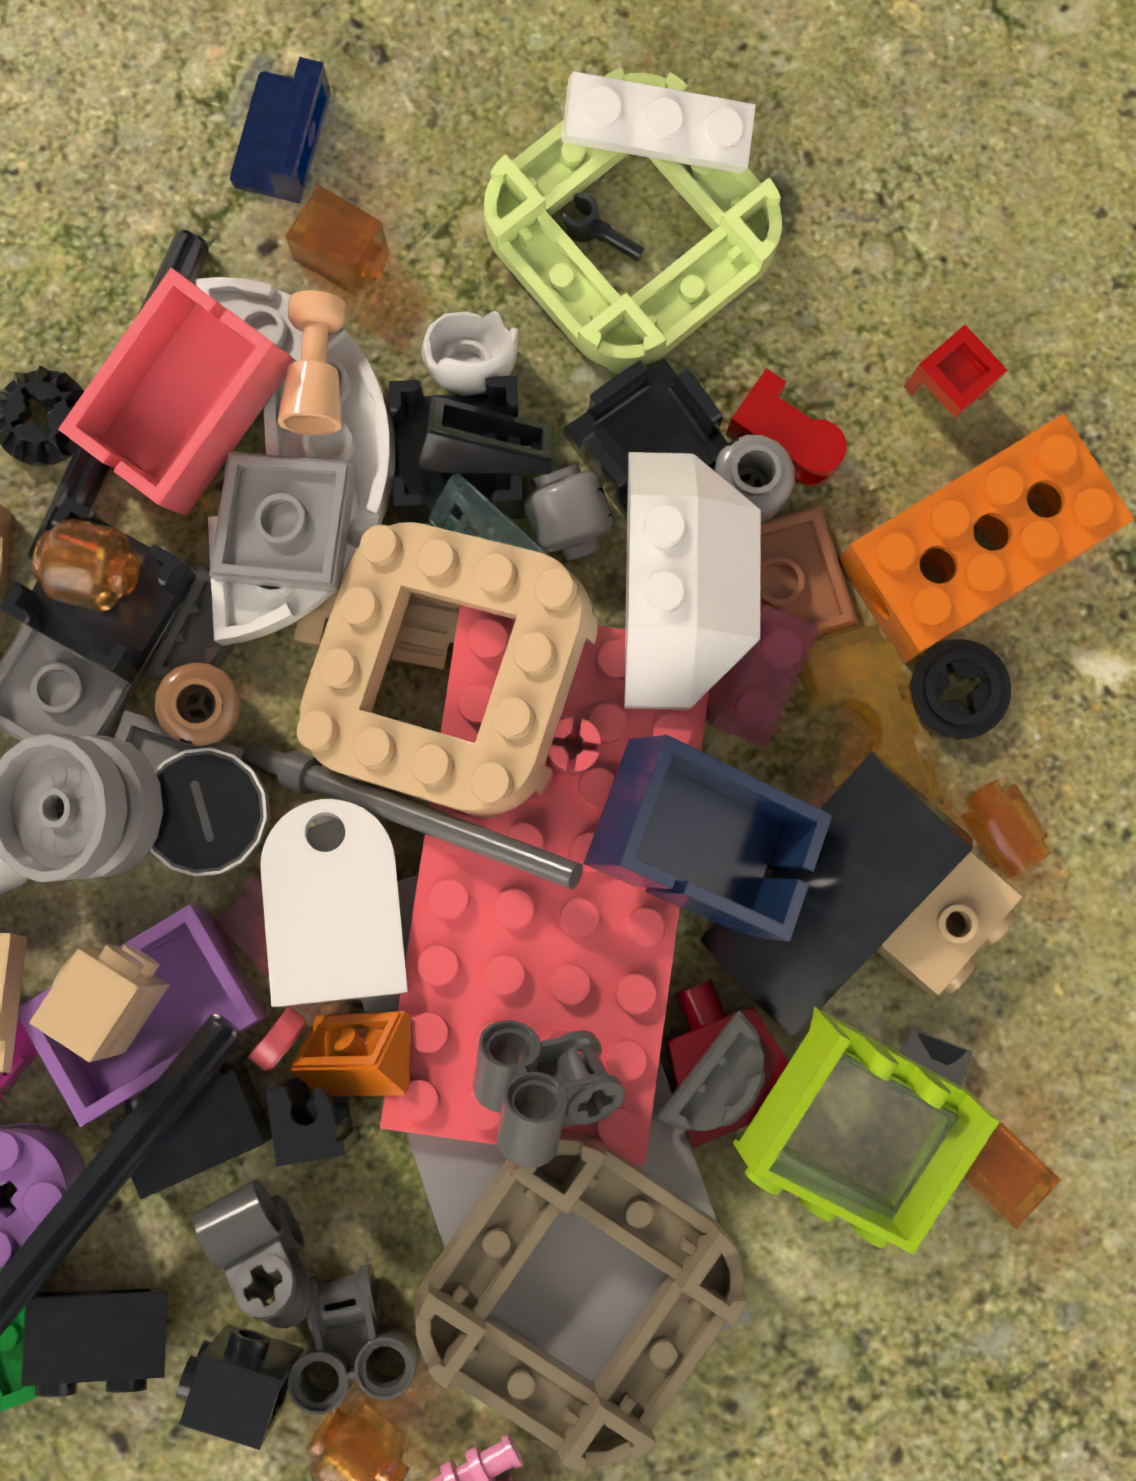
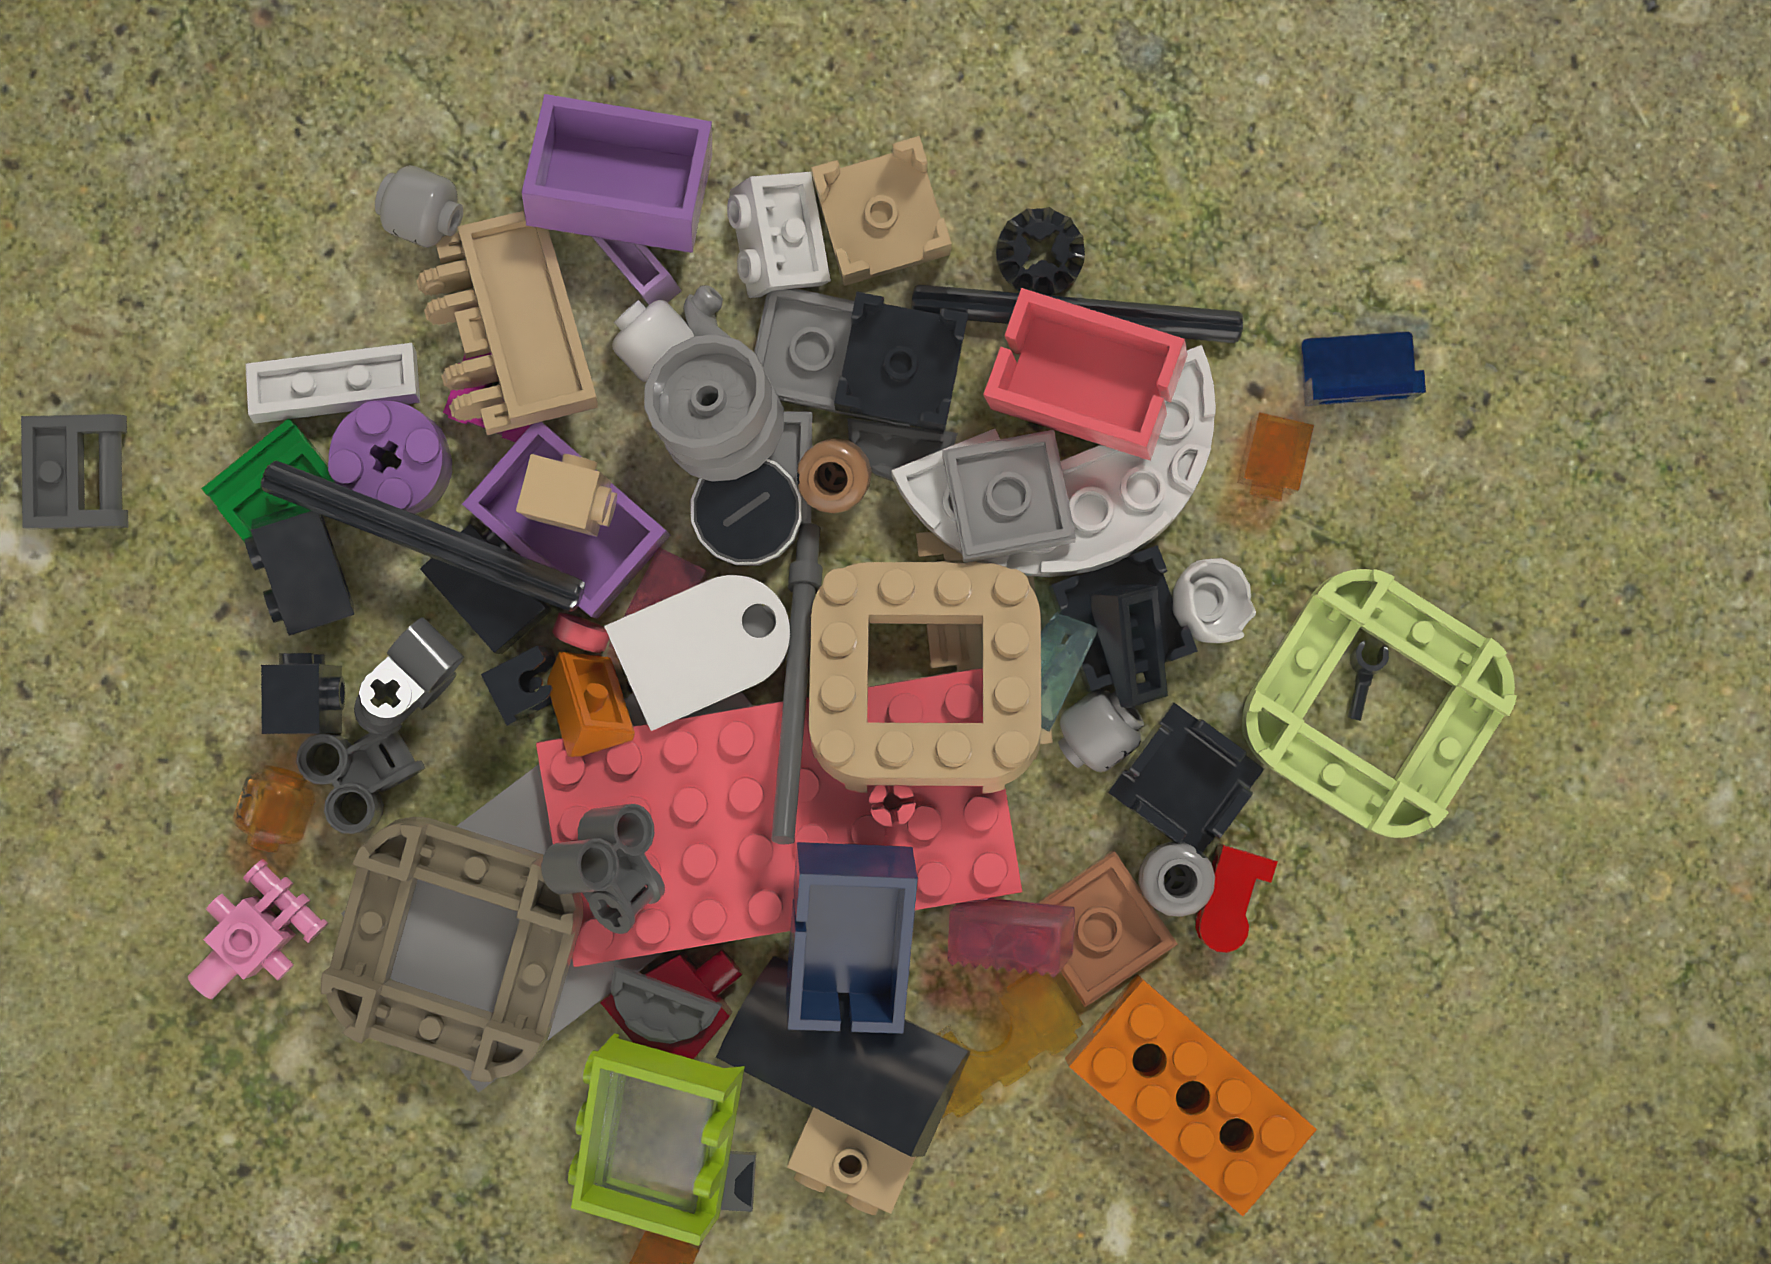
camera: 80 degrees right, 5 degrees up
(85, 564) = (915, 350): clear orange head -> none
(312, 385) = (1128, 483): light nougat piece -> none
(658, 122) = (1464, 701): white plate -> none
(686, 580) = (1065, 851): white wedge -> none
(958, 372) = (1327, 1028): red panel -> none
(966, 661) = (1055, 1139): black gear -> none
(1005, 828) = (947, 1184): clear orange brick -> none

